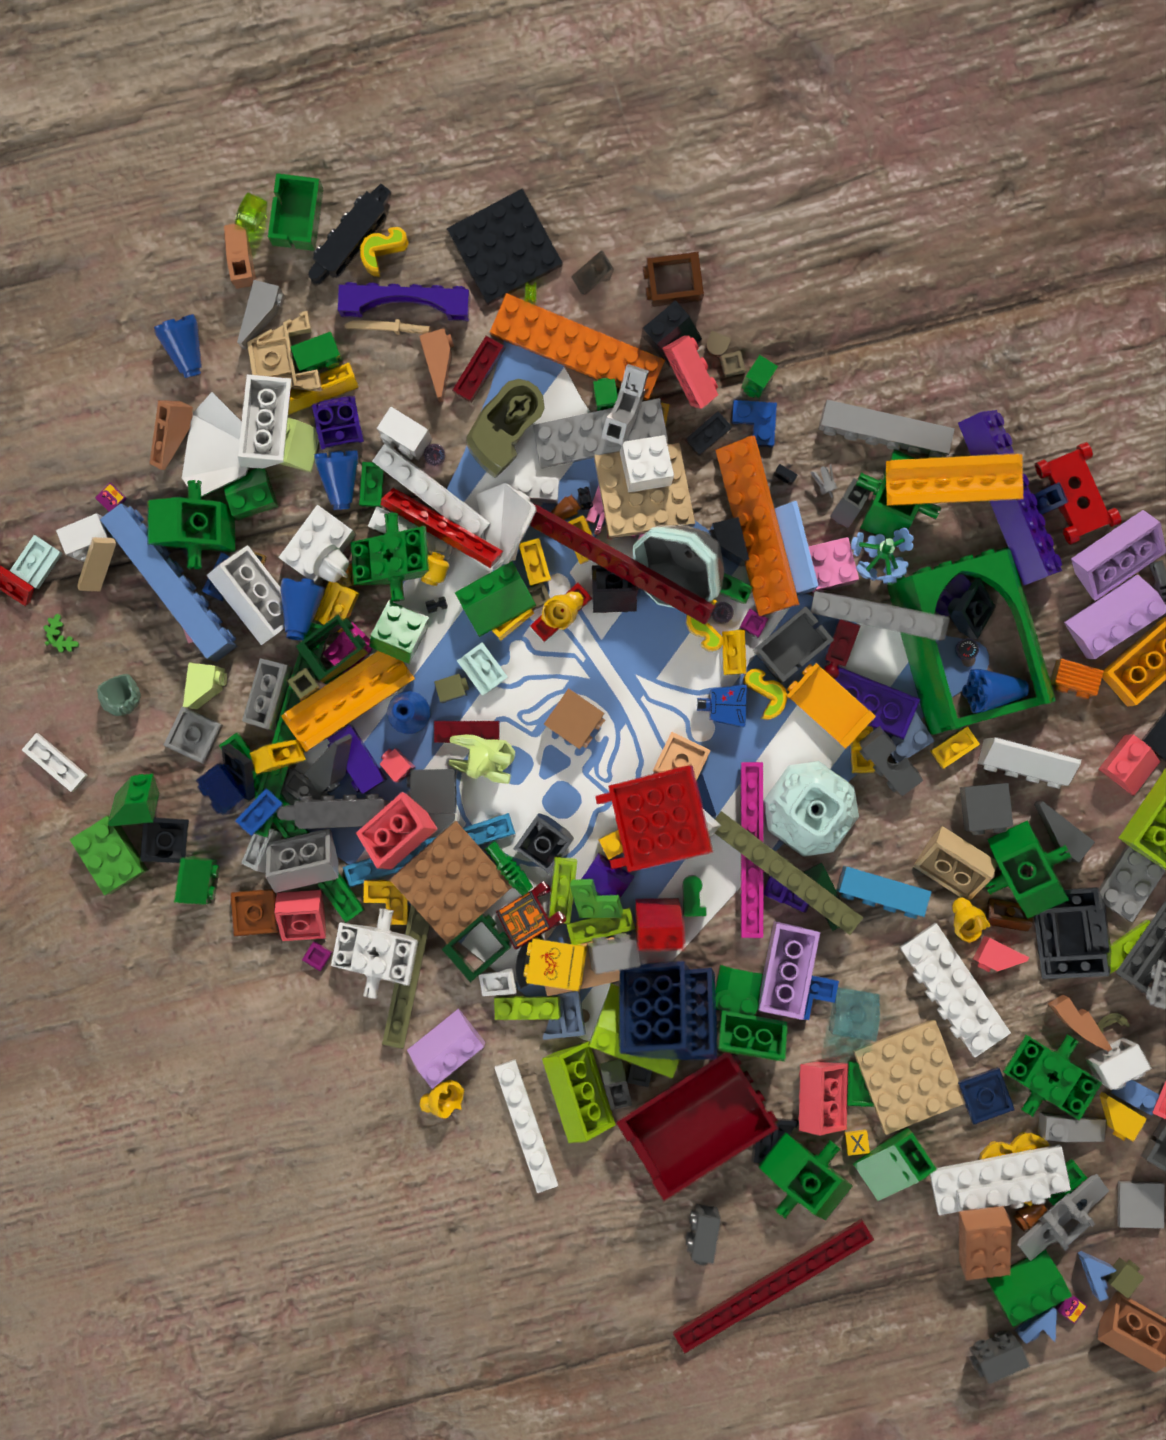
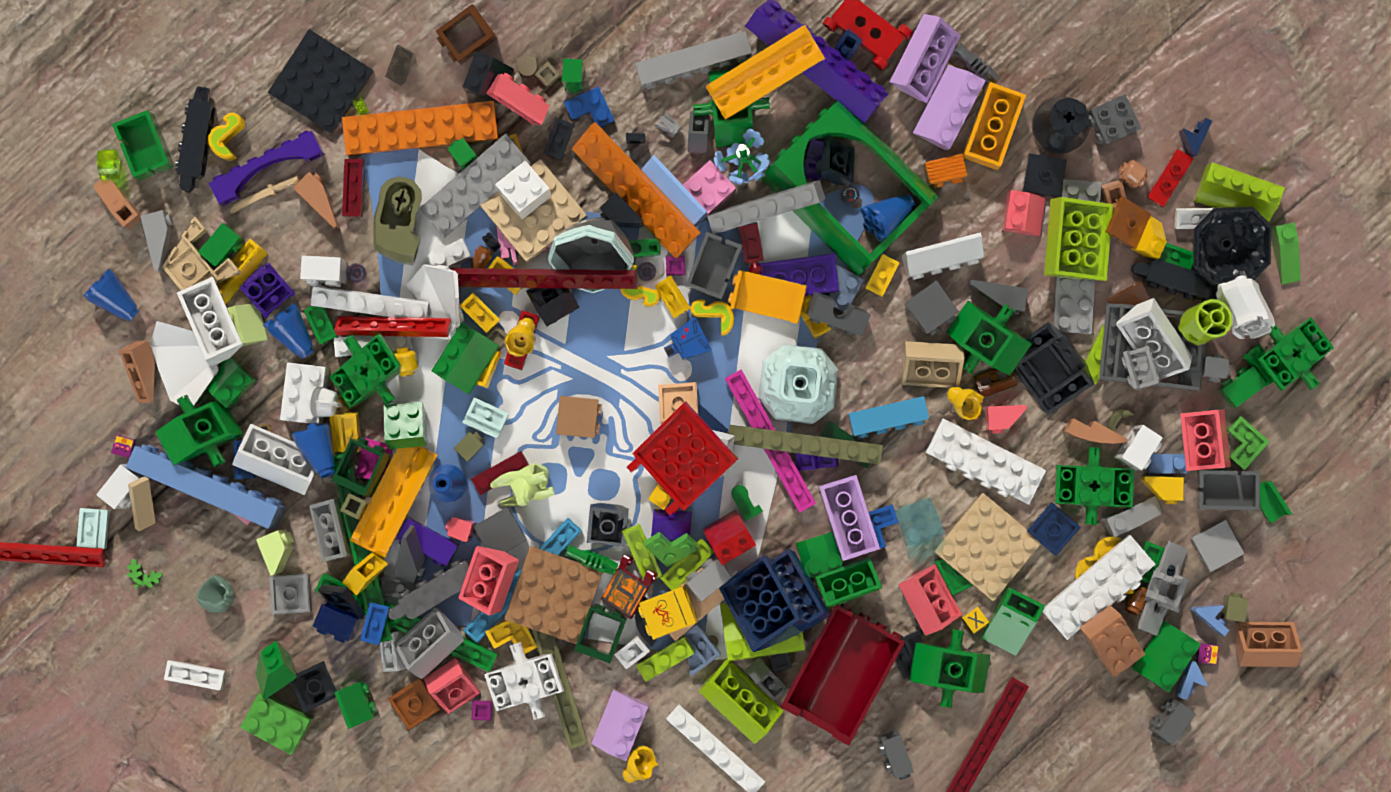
camera: 30 degrees left, 0 degrees up
(432, 606) = (420, 390): black piece -> none
(624, 413) = (484, 155): light grey arch -> none

